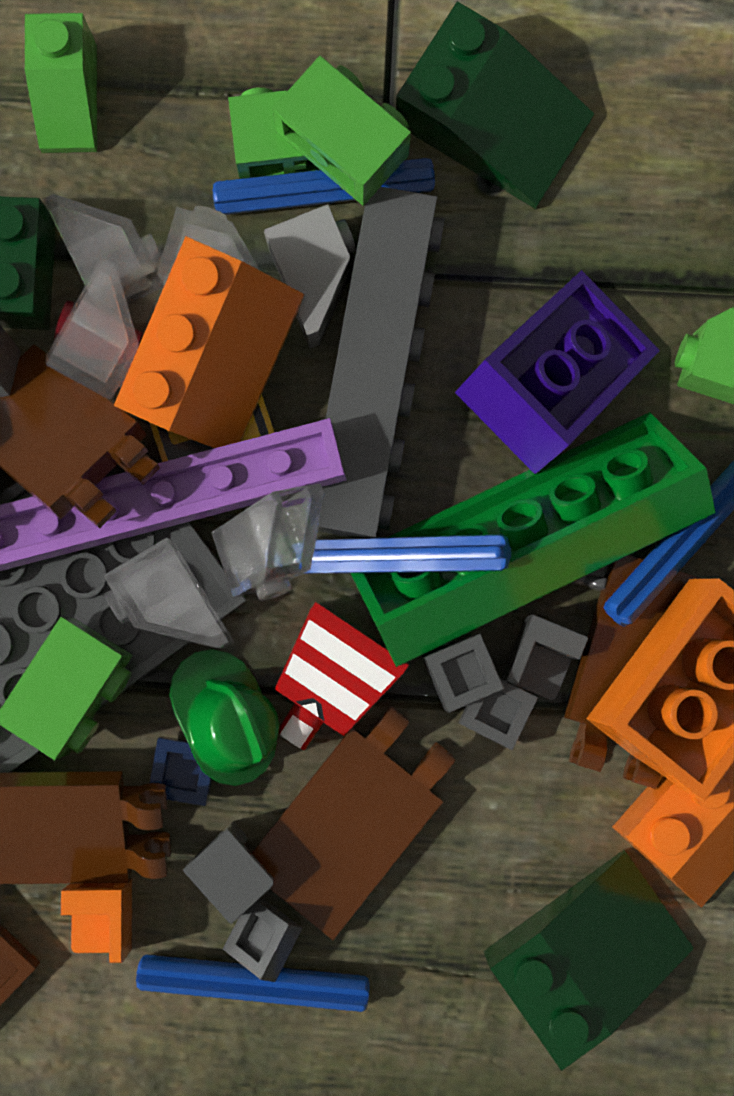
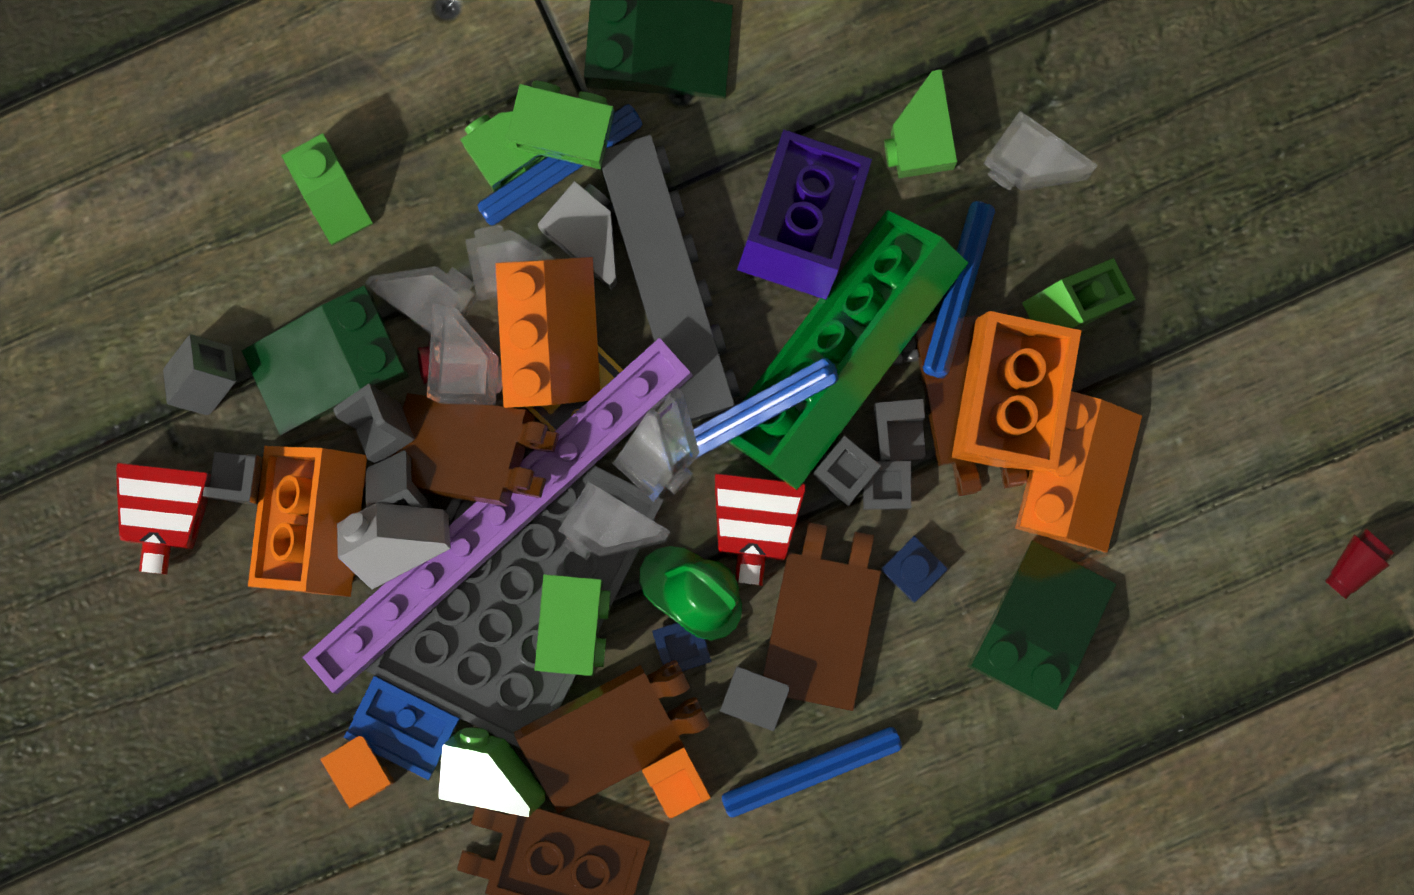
camera: 20 degrees left, 0 degrees up
(262, 940) = (801, 735): dark grey plate -> none
(480, 816) = (914, 569): none -> dark blue plate

